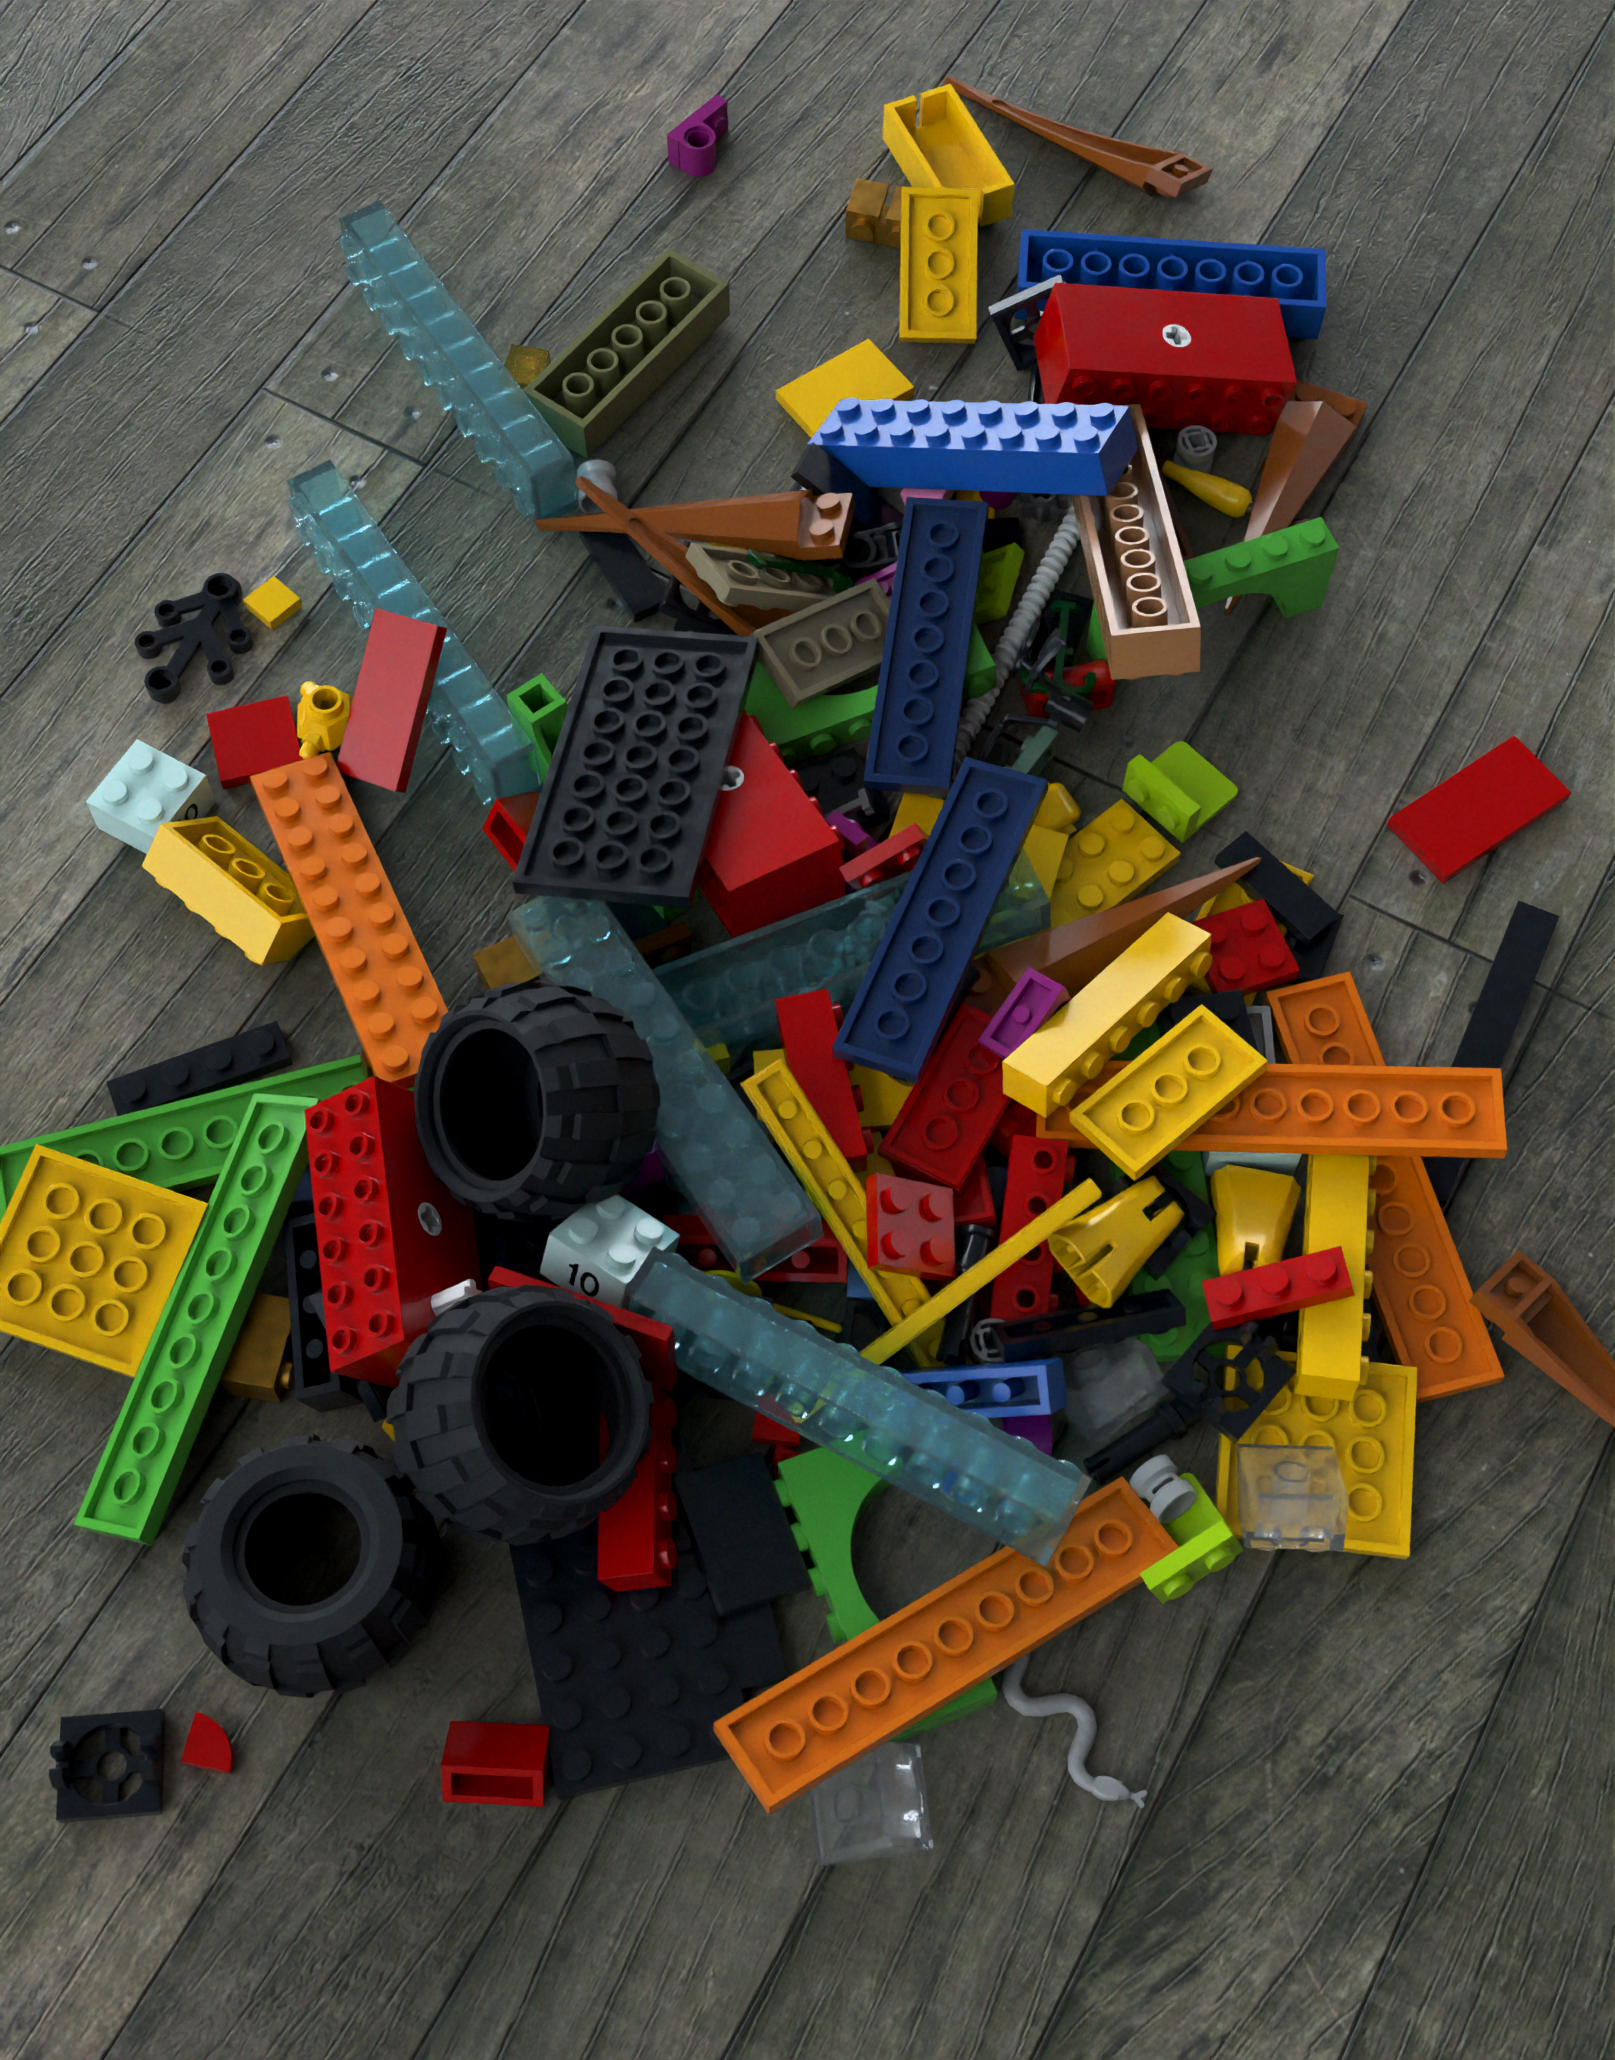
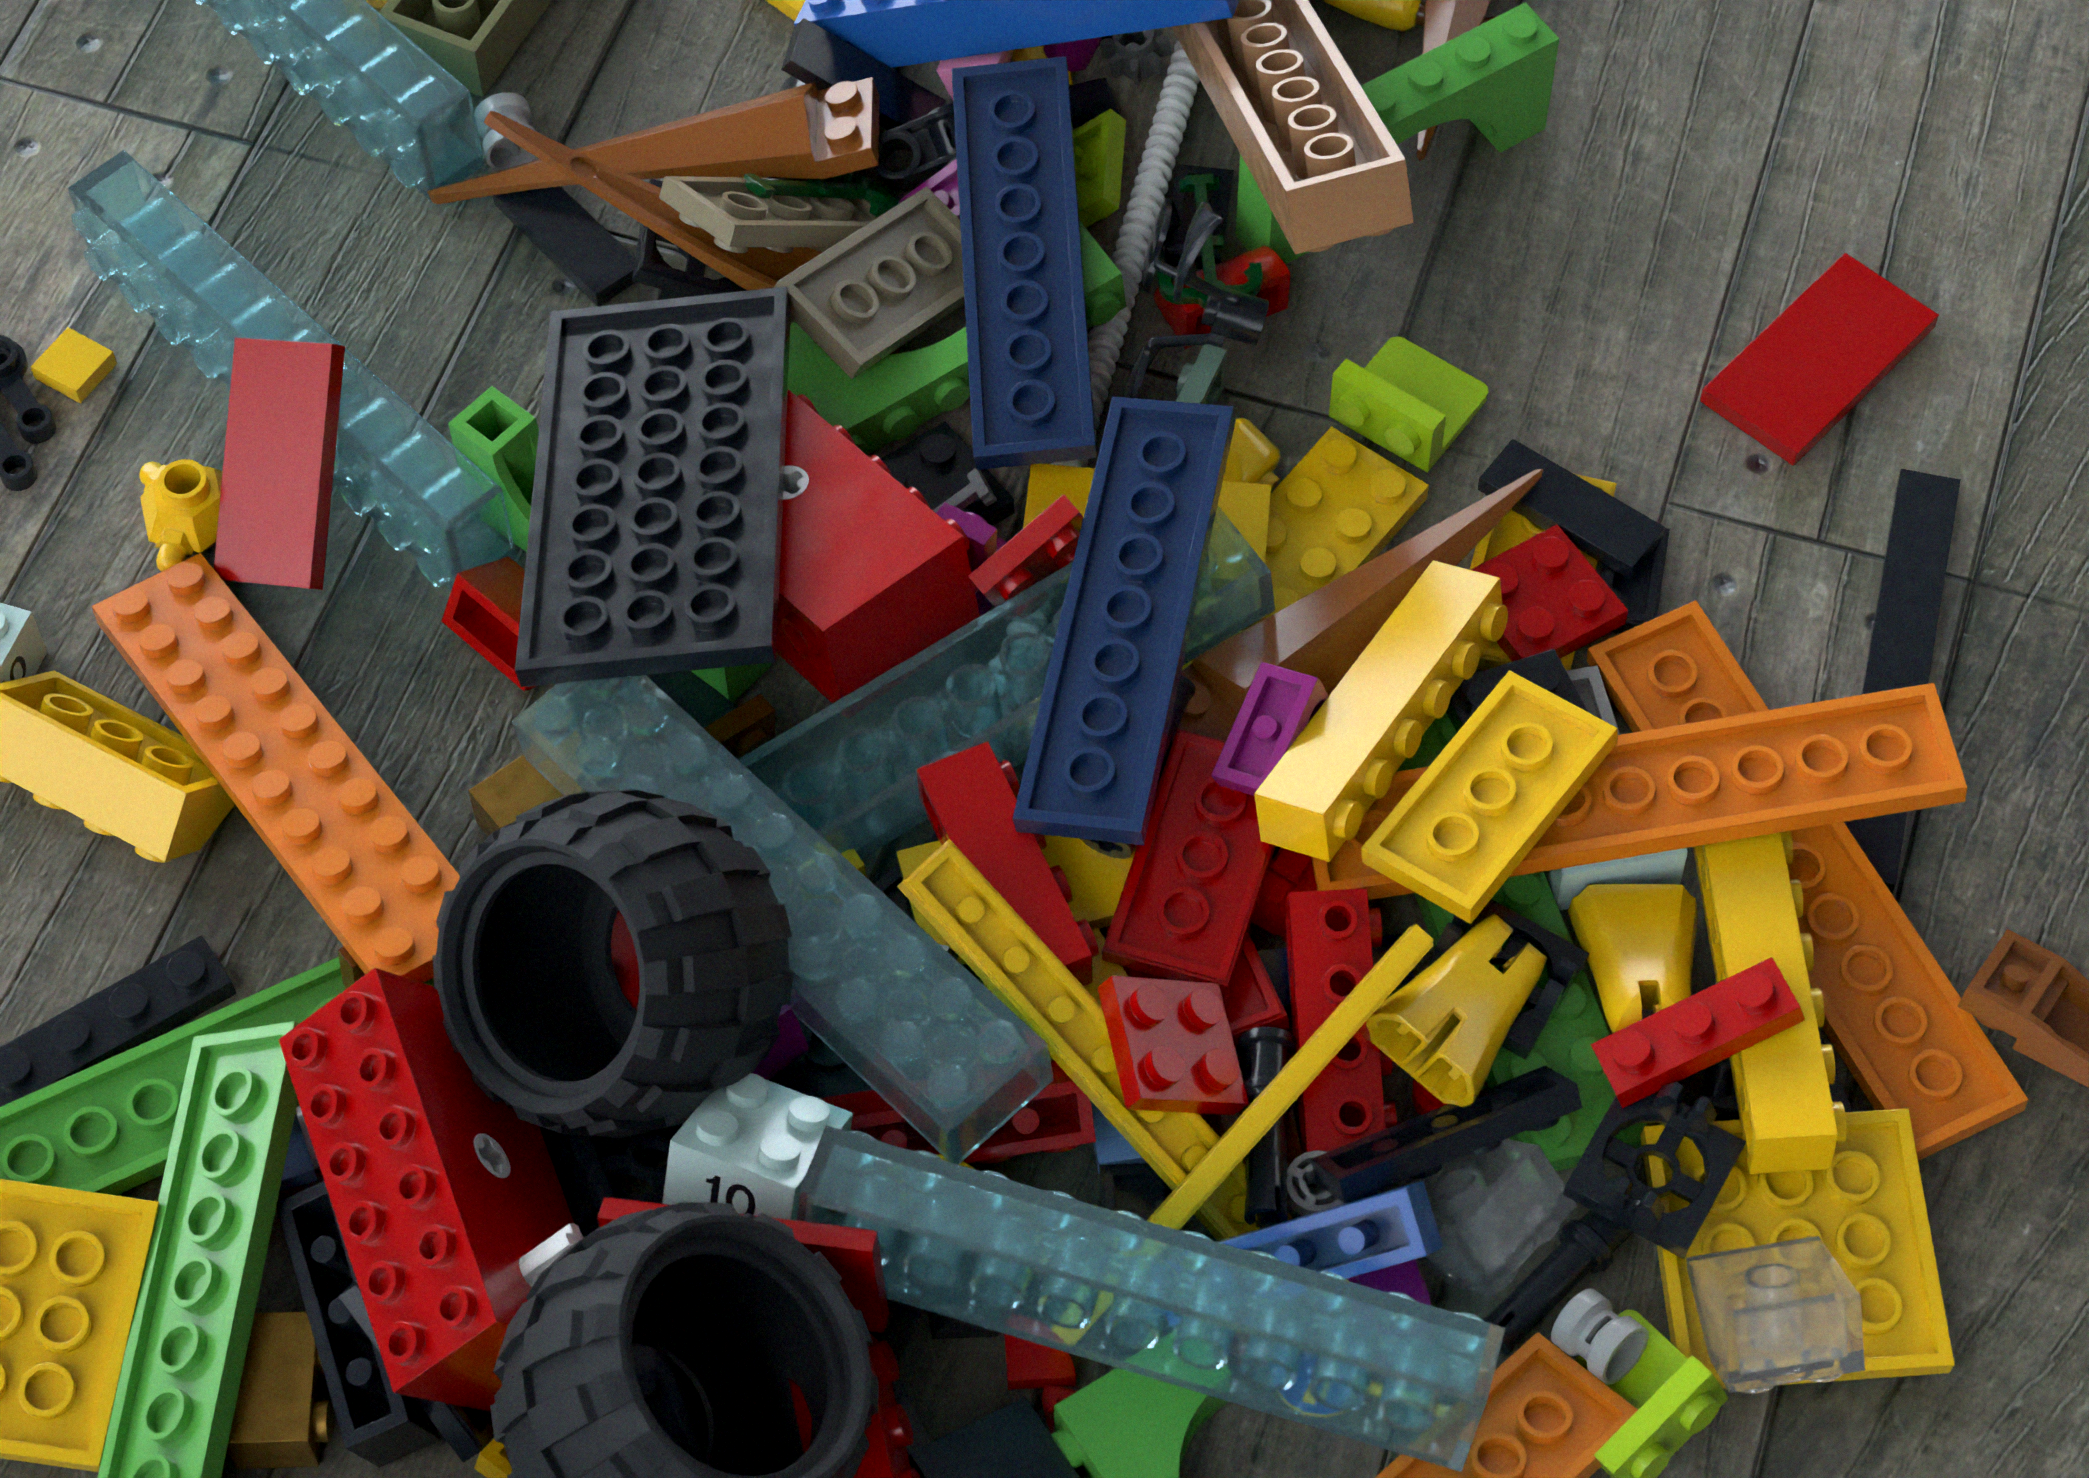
camera: 10 degrees left, 5 degrees down
(253, 739) = (85, 556): red tile -> none

